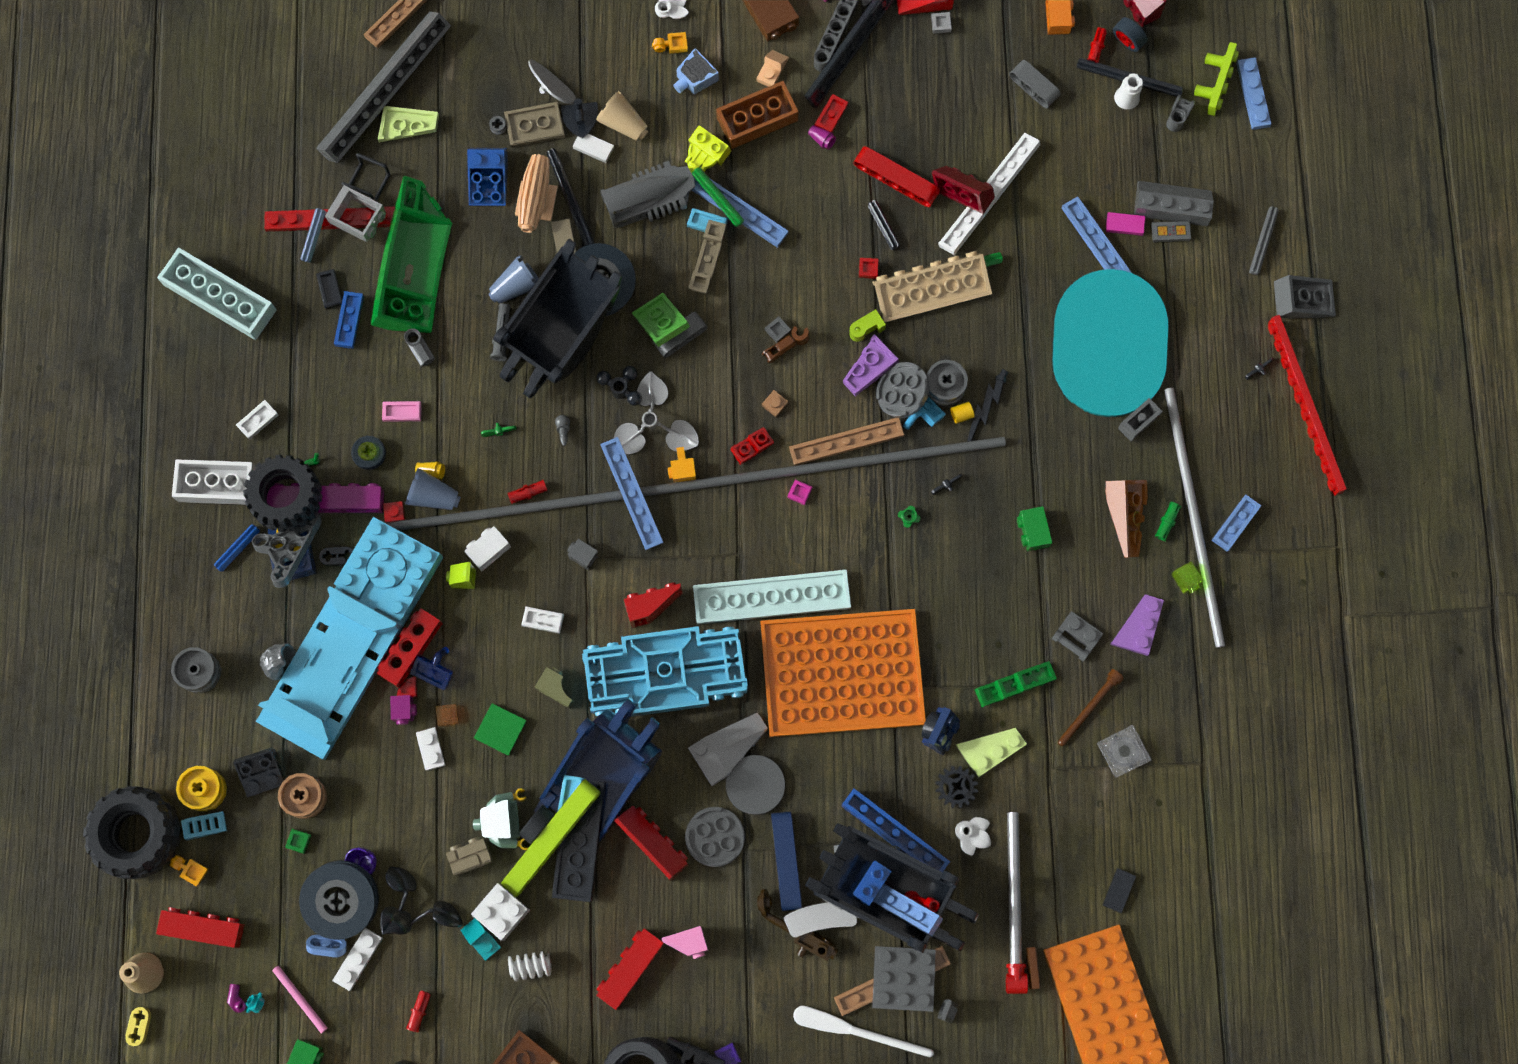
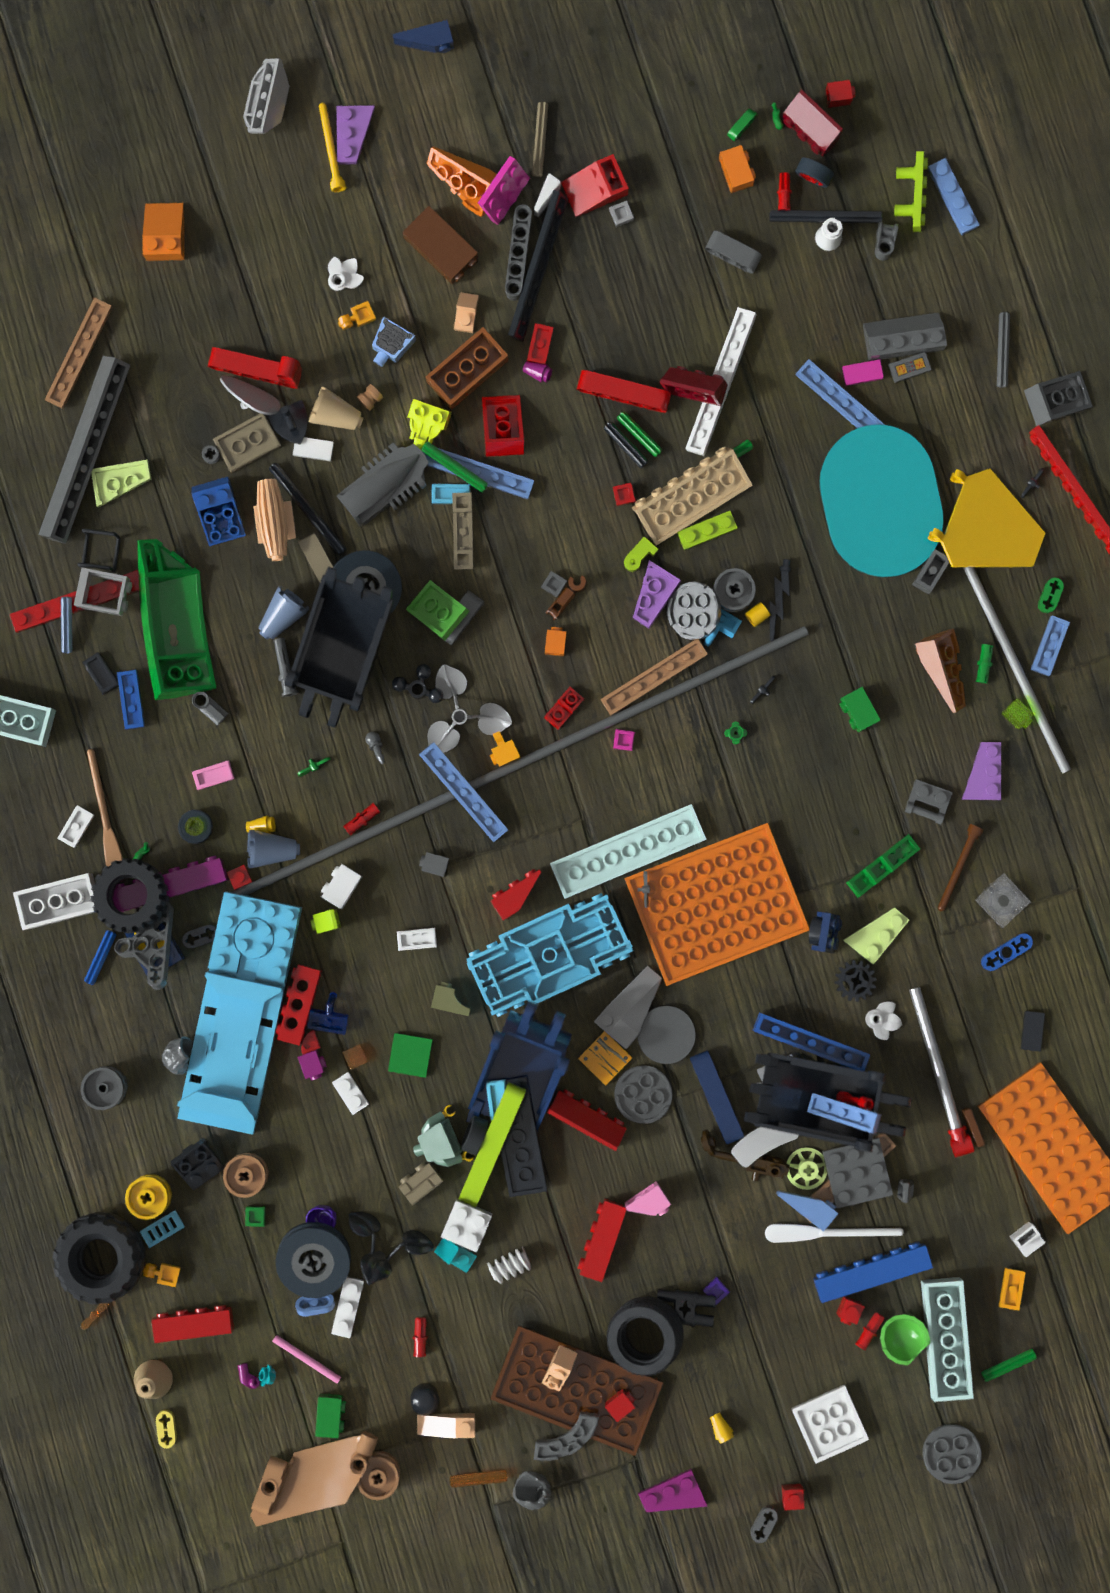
camera: 15 degrees left, 10 degrees up
(120, 884) = (94, 1315): none -> clear orange piece
(284, 441) = (111, 847): none -> medium nougat piece
(585, 71) = (282, 373): none -> red beam
(660, 115) = (370, 397): none -> medium nougat wheel
(688, 789) = (605, 1058): none -> light orange tile
(762, 382) = (555, 641): none -> orange brick
(774, 175) = (503, 425): none -> red slope
(775, 403) = (573, 659): medium nougat plate -> none
(777, 637) = (645, 889): none -> dark grey piece
(850, 1002) = (813, 1209): none -> medium blue slope
(854, 960) = (807, 1168): none -> yellowish green wheel
(871, 883) = (804, 1098): blue bracket -> none
(899, 219) = (639, 434): none -> green axle
(937, 323) = (707, 530): none -> lime plate
(1127, 795) = (1015, 940): none -> blue beam
(1206, 394) = (988, 526): none -> yellow flag
(1246, 474) = (1046, 593): none -> green beam

